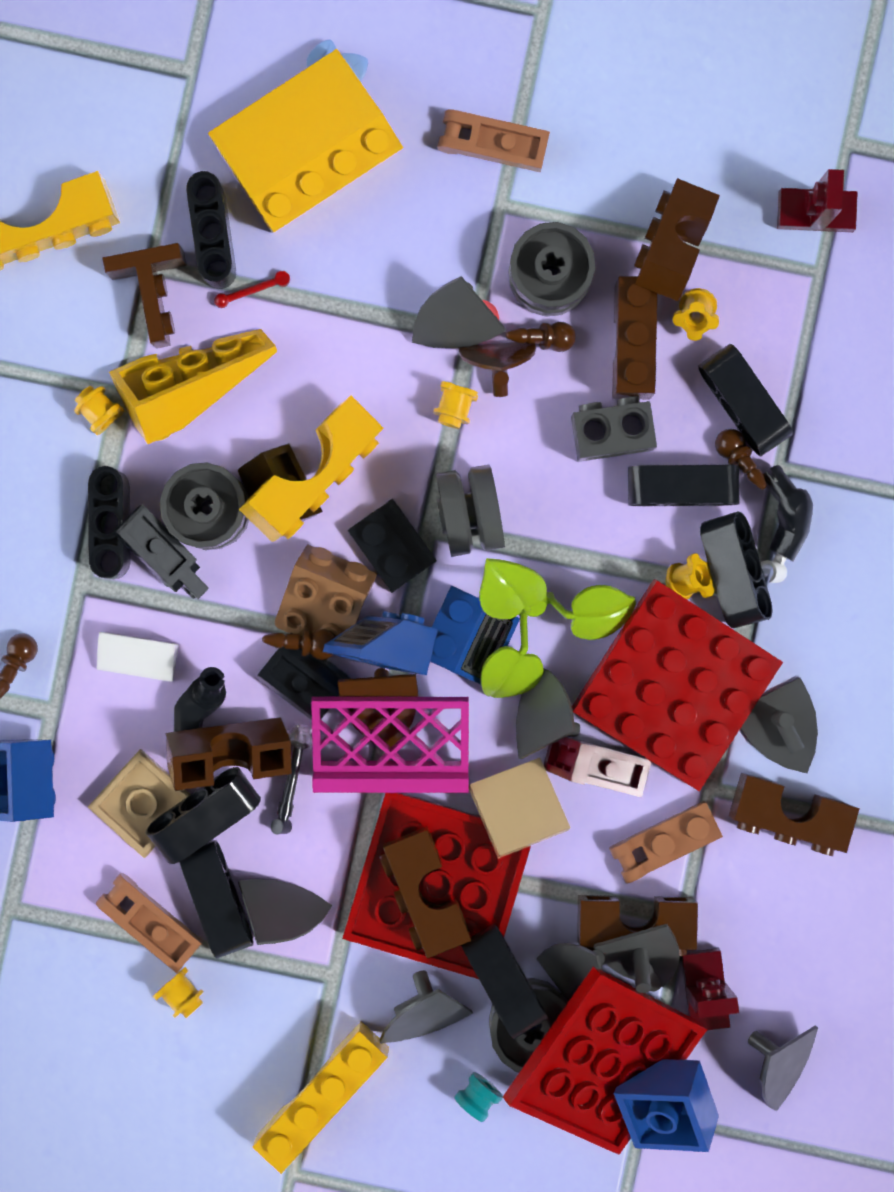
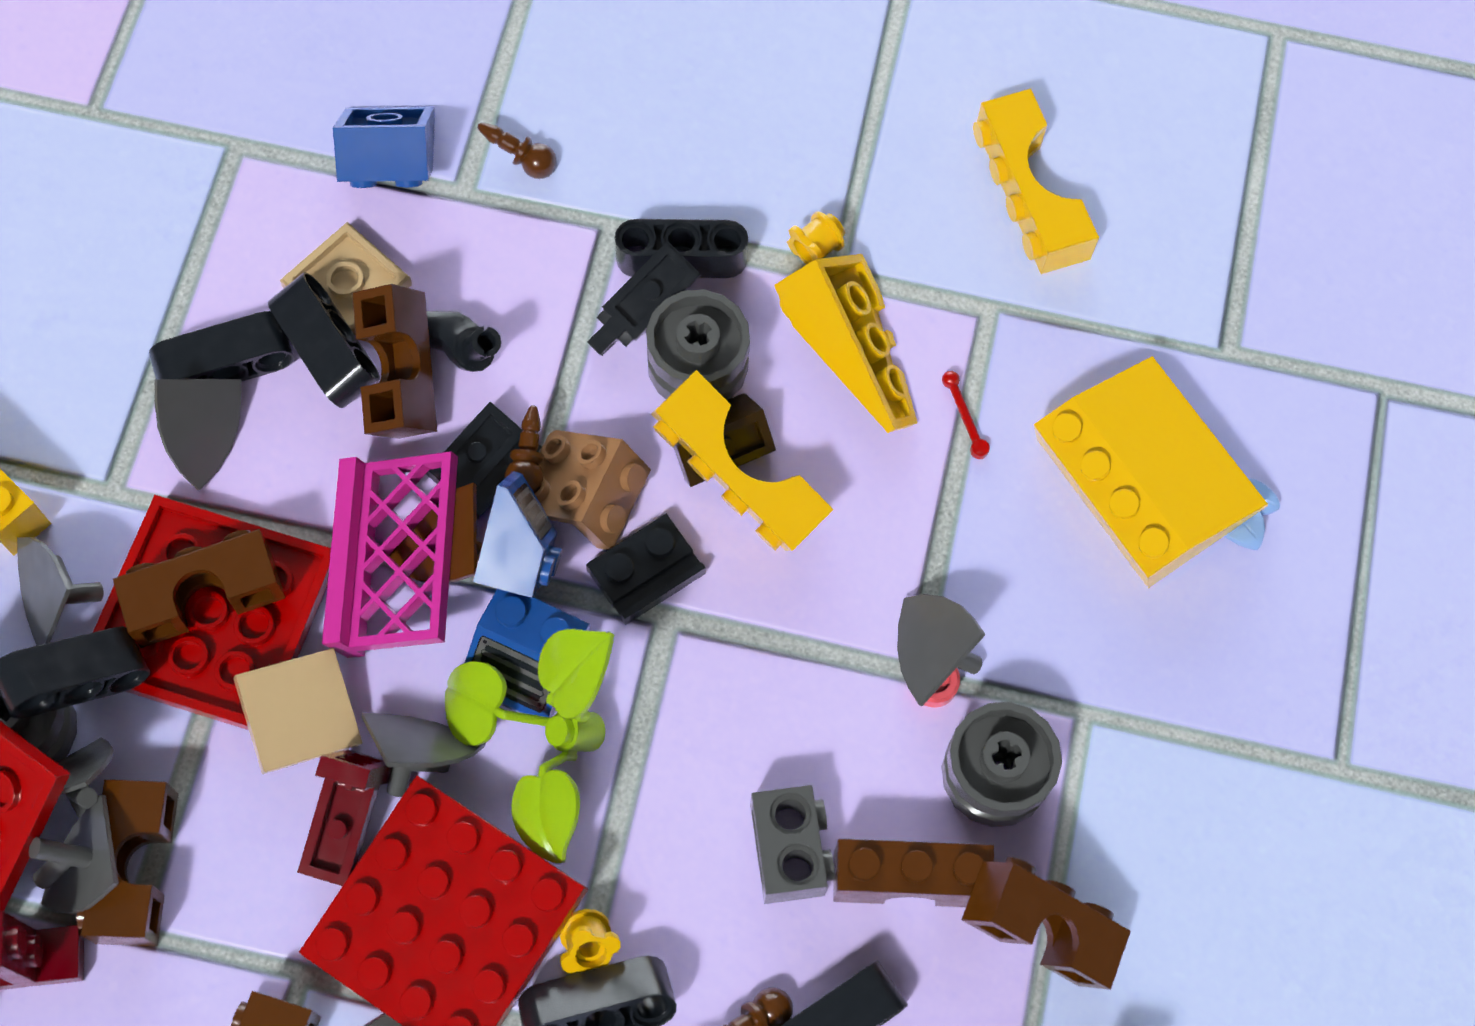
camera: 85 degrees right, 20 degrees down
(136, 656) = (523, 278): white slope -> none
(149, 923) = (201, 284): nougat plate -> none
(152, 286) = (963, 297): reddish brown bracket -> none
(180, 994) = (111, 313): yellow brick -> none
(201, 215) = (1051, 351): black beam -> none
(300, 739) = (306, 434): black piece -> none
(454, 405) = (822, 643): yellow brick -> none
(471, 510) = (684, 650): dark grey wheel -> none
(494, 140) = (1166, 703): nougat plate -> none
(499, 359) = (879, 691): reddish brown shield -> none
(558, 336) = (914, 780): reddish brown bar -> none
(666, 841) = (236, 910): nougat plate -> none
(683, 485) = (715, 939): black beam -> none
(696, 313) = (948, 959): yellow brick -> none

